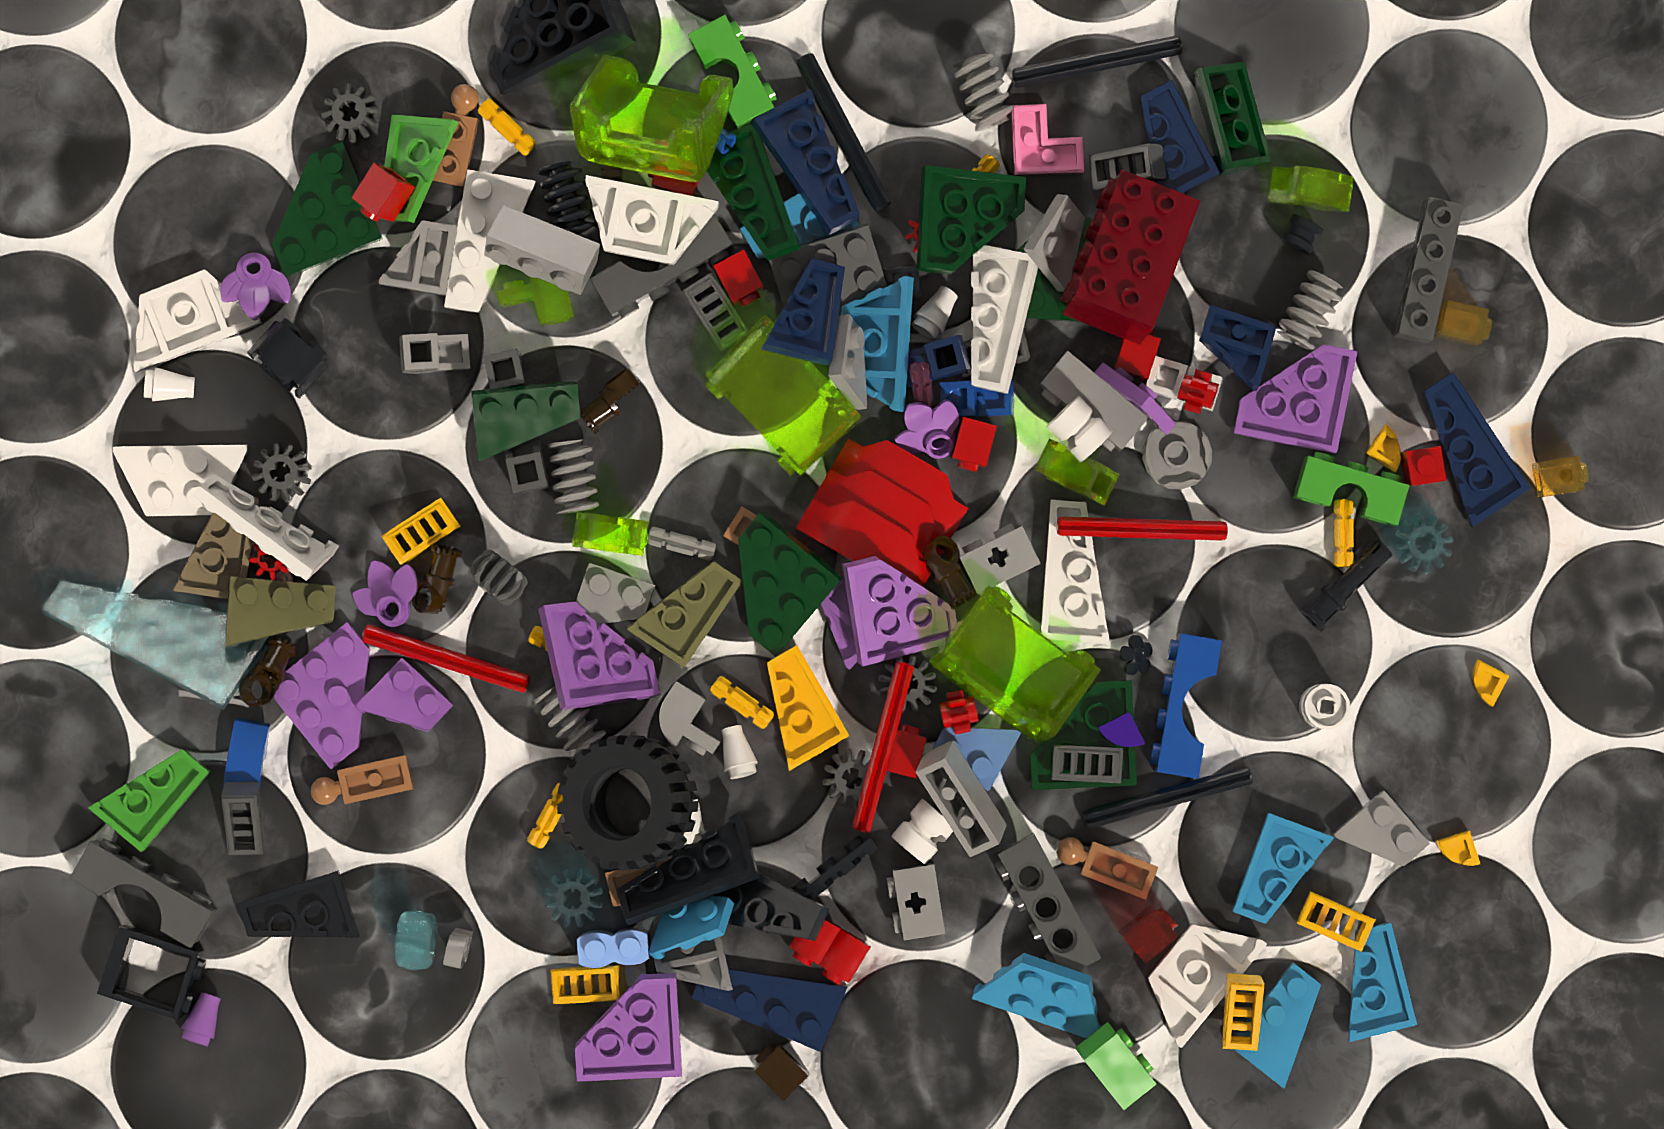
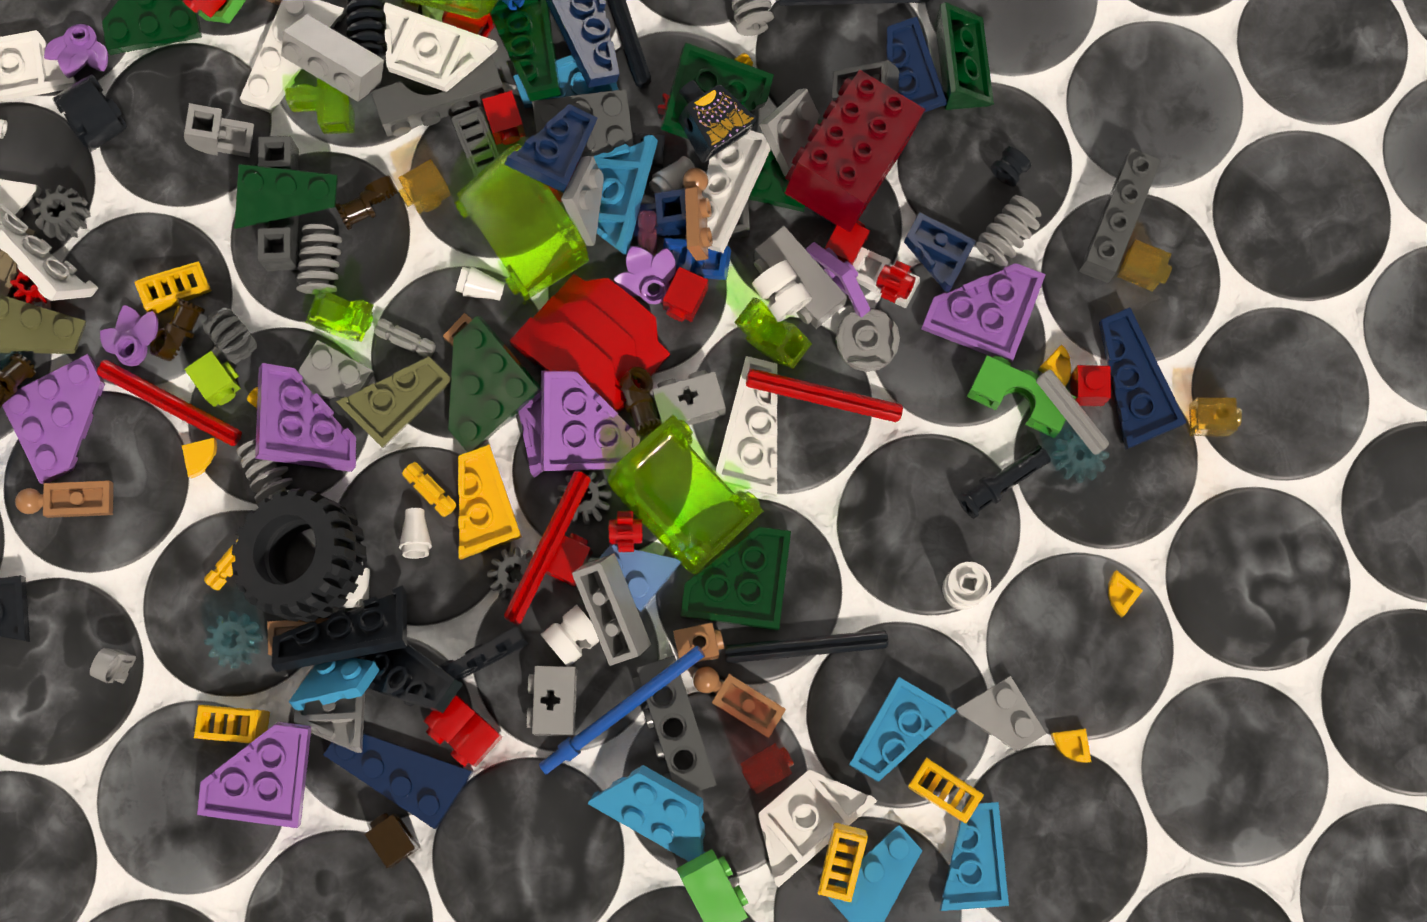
camera: 10 degrees right, 10 degrees down
(405, 699) = (123, 431): medium lavender wing -> none
(415, 940) = (75, 651): clear light blue gear -> none
(424, 260) = (230, 57): light grey wing -> none
(490, 626) = (214, 379): none -> lime brick
(490, 710) = (199, 456): none -> yellow tile
(603, 947) = (253, 692): light blue brick -> none
(668, 374) = (423, 187): none -> clear yellow brick
(676, 719) = (367, 489): light grey brick -> none
(748, 470) = (479, 284): none -> white cone
(944, 945) = (571, 747): none -> blue bar
(973, 254) = (713, 119): none -> black torso
(974, 355) = (697, 211): none -> medium nougat plate
(1036, 152) = (788, 61): bright pink tile -> none
(1055, 816) = (702, 635): none -> medium nougat brick
(1058, 762) = (725, 583): dark grey slope -> none
(1122, 731) = (774, 575): dark purple tile -> none
(1136, 655) = (800, 510): black plant -> none
(1192, 661) = (851, 525): blue arch -> none
(1311, 187) = (1027, 124): clear neon green brick -> none
(1343, 533) = (1008, 434): yellow axle -> none
(1408, 504) = (1072, 412): none -> light grey axle

